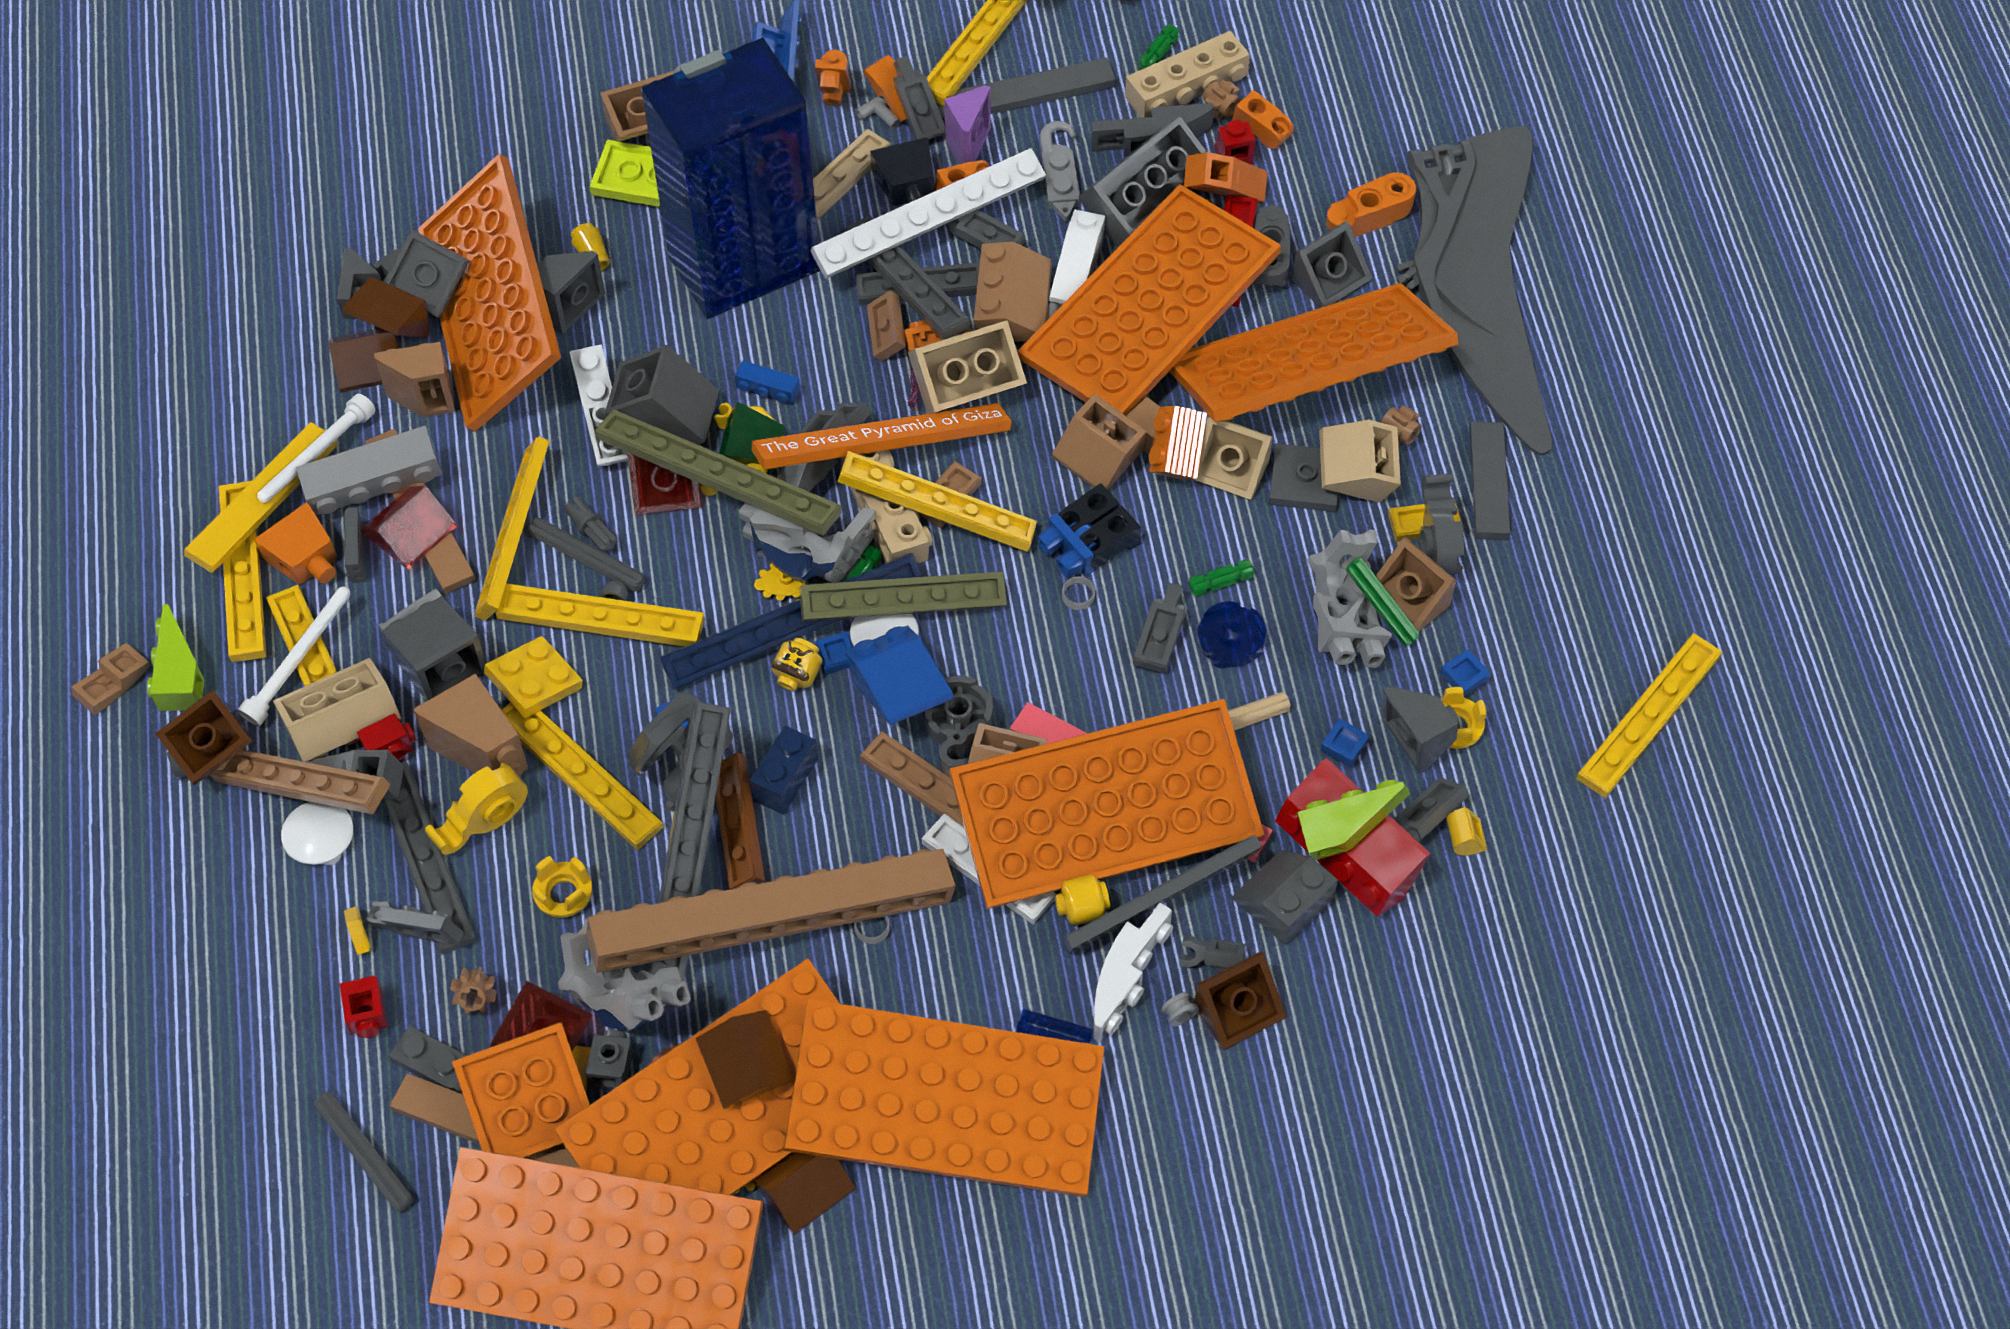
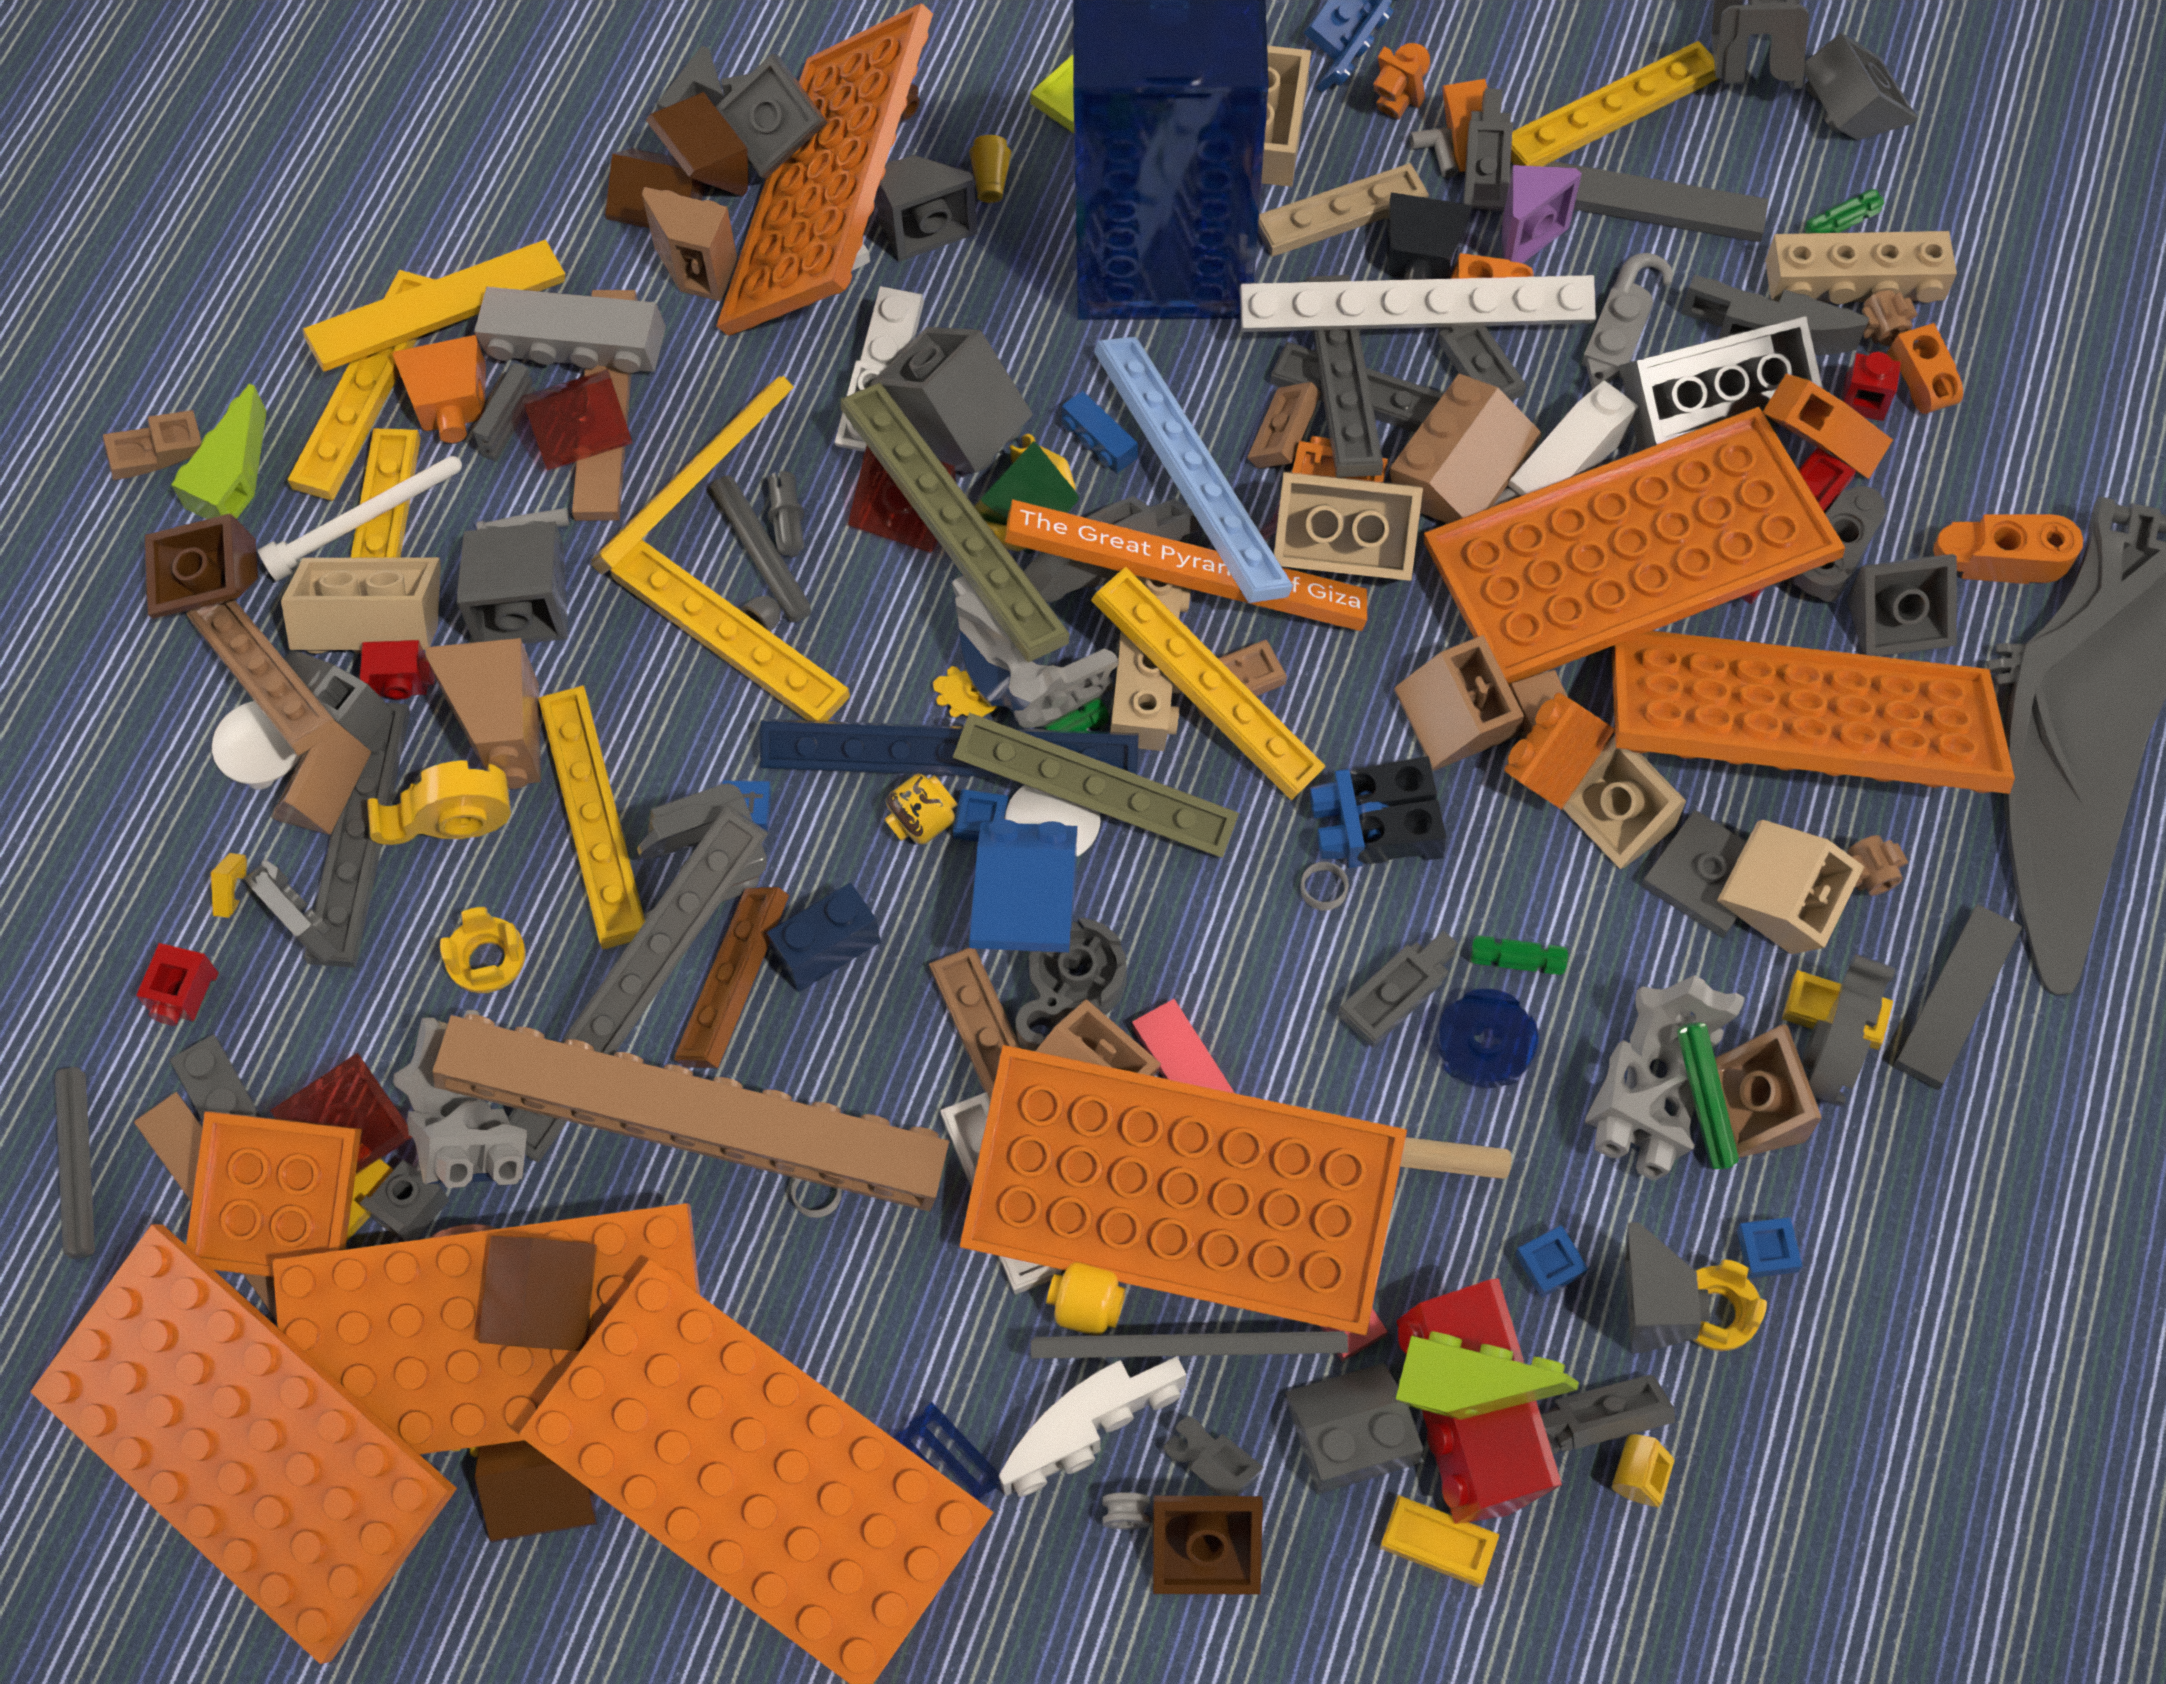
camera: 30 degrees right, 5 degrees up
(357, 410) = (606, 249): white piece -> none
(380, 837) = (322, 783): none -> medium nougat slope
(473, 980) = (306, 1029): medium nougat gear -> none
(533, 676) = (607, 671): yellow plate -> none
(845, 376) = (1193, 470): none -> light blue tile
(1372, 934) = (1439, 1543): none -> yellow tile
(1649, 715) = (1996, 1435): yellow tile -> none

